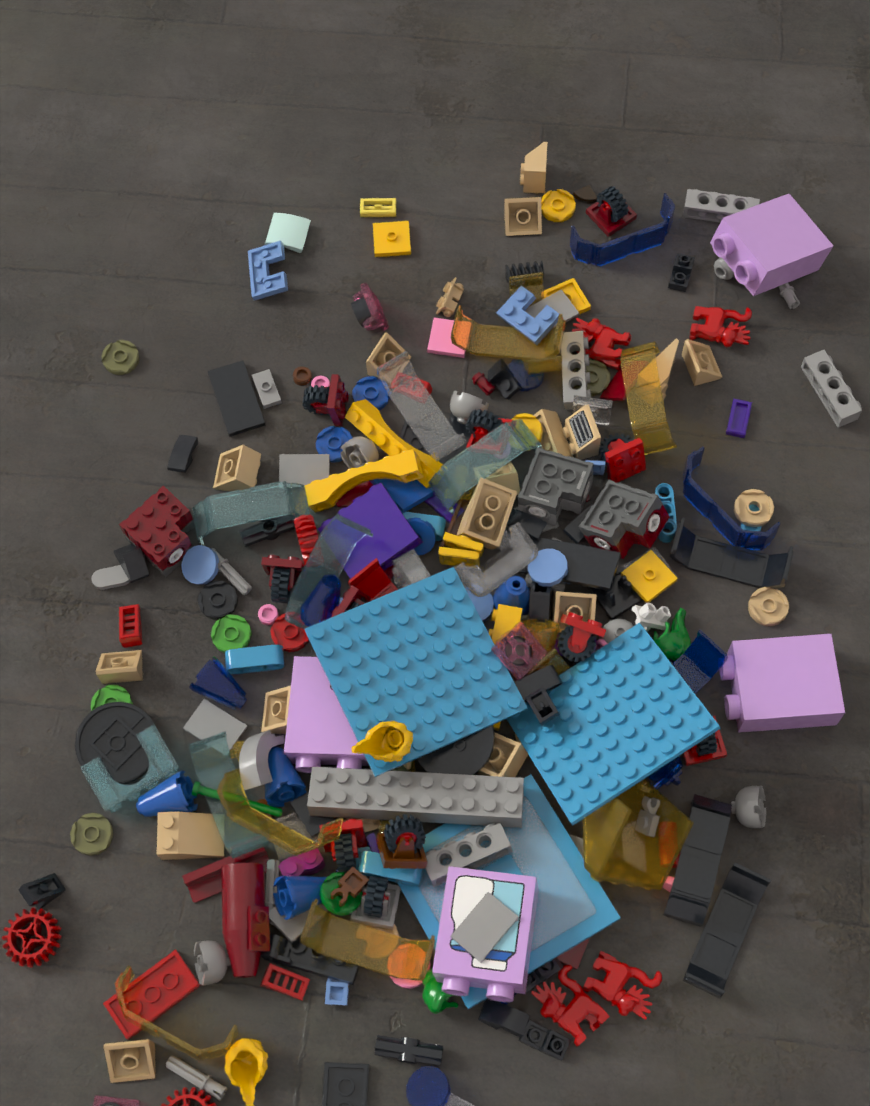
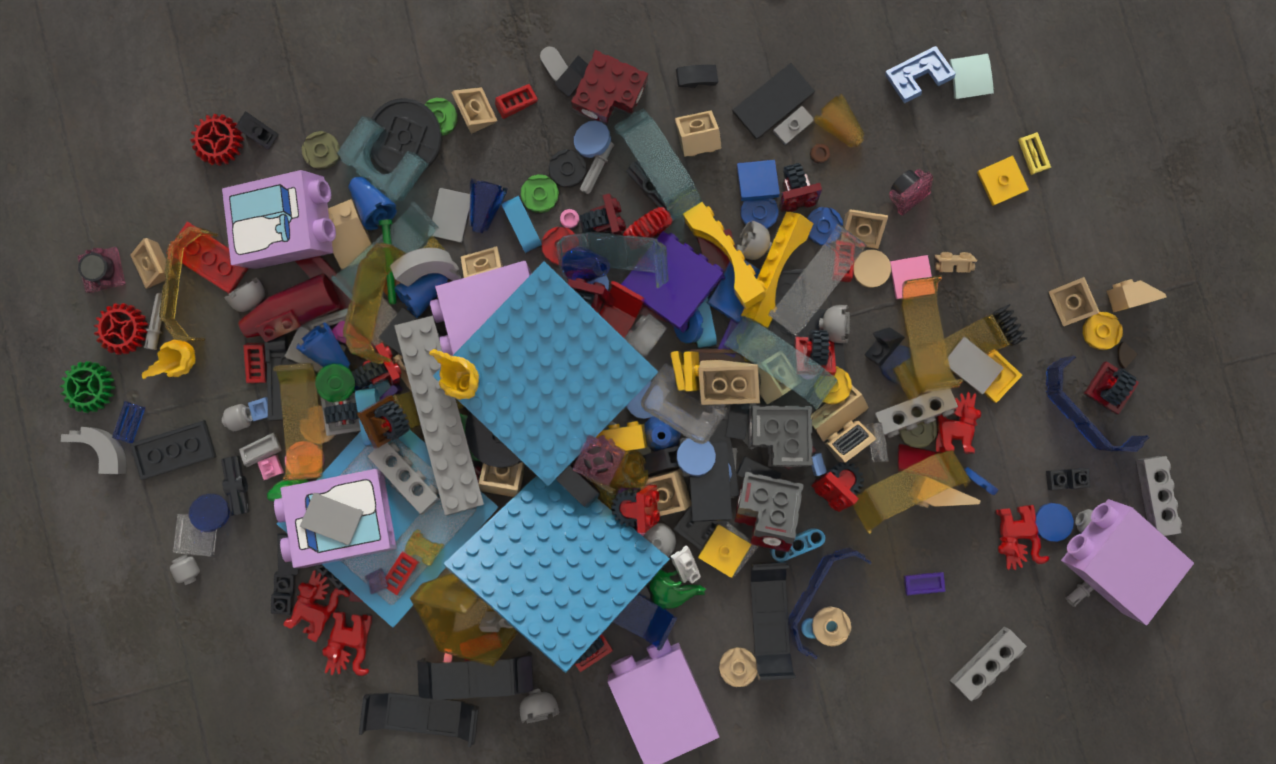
camera: 65 degrees right, 20 degrees up
(148, 889) = (278, 220): none -> brick
(280, 346) = (840, 121): none -> clear yellow cone
(303, 468) = (721, 194): light grey piece -> none
(304, 434) = (758, 180): none -> blue tile
(320, 381) = (816, 174): bright pink tile -> none
(336, 1020) = (237, 417): none -> light grey head
(351, 884) = (342, 389): reddish brown plate -> none
(380, 1009) = (260, 449): none -> light grey tile
(403, 1006) = (270, 467): none -> bright pink tile
(429, 366) = (872, 268): none -> tan tile
(480, 380) = (873, 326): dark red pin -> none
(532, 328) = (946, 353): medium blue plate -> none
(542, 706) = (552, 500): black slope -> none
(546, 857) = (422, 547): none -> clear yellow piece
(548, 878) = (414, 564): none -> red slope
(565, 917) = (376, 581): none -> clear purple slope
(661, 335) = (981, 481): none -> blue tile
(700, 362) = (971, 529): tan slope -> none
(717, 294) = (1054, 522): none -> blue tile

